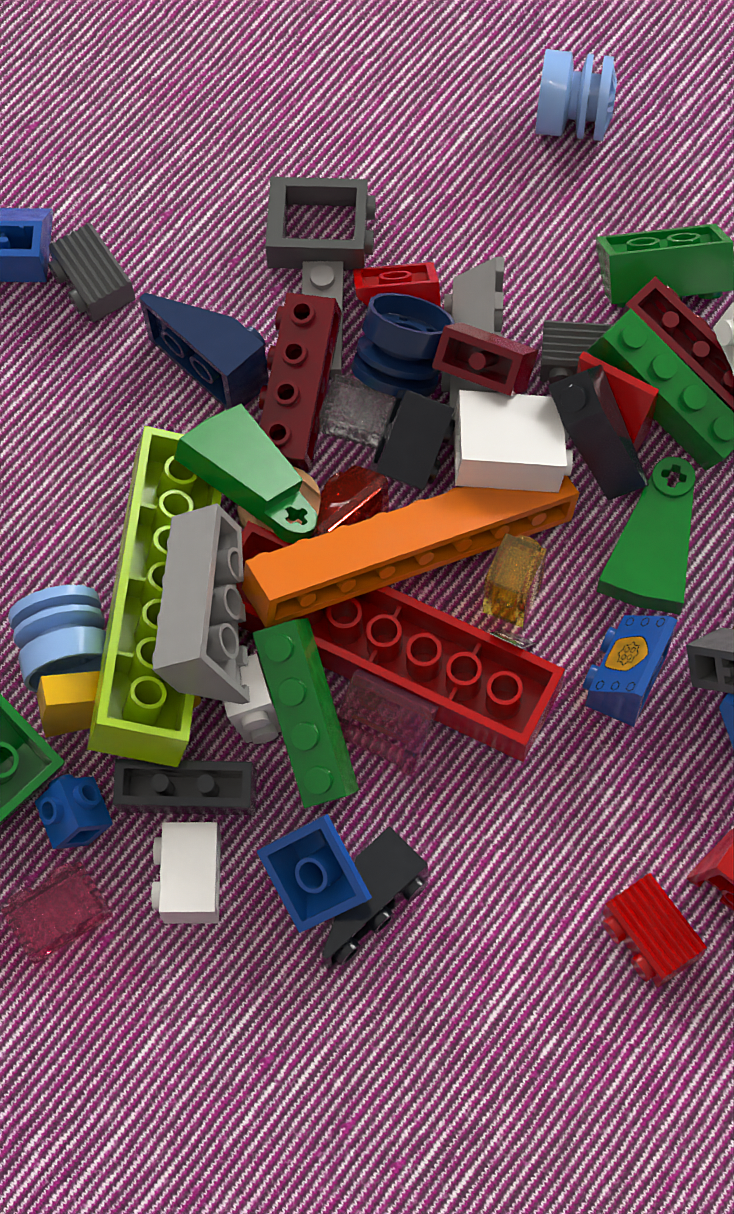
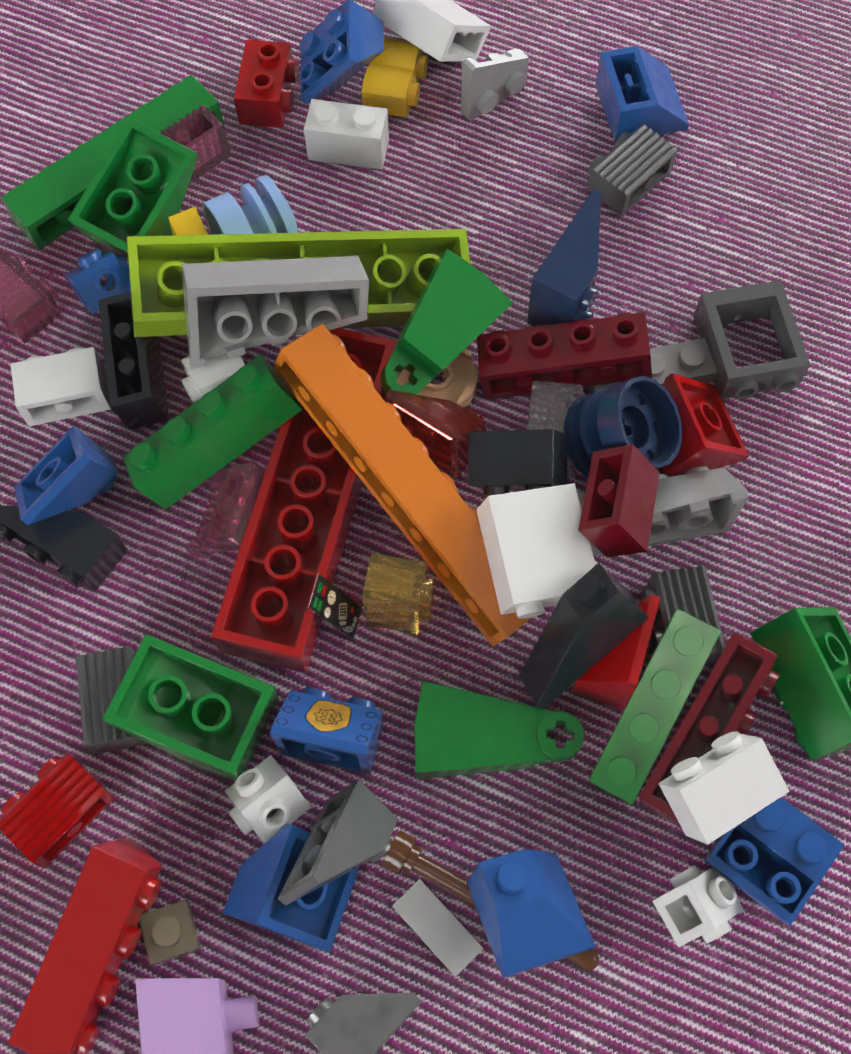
camera: 75 degrees right, 0 degrees up
(556, 862) = (98, 681): none -> dark grey brick
(590, 776) = (192, 708): none -> green slope
(684, 734) = (265, 800): none -> white brick

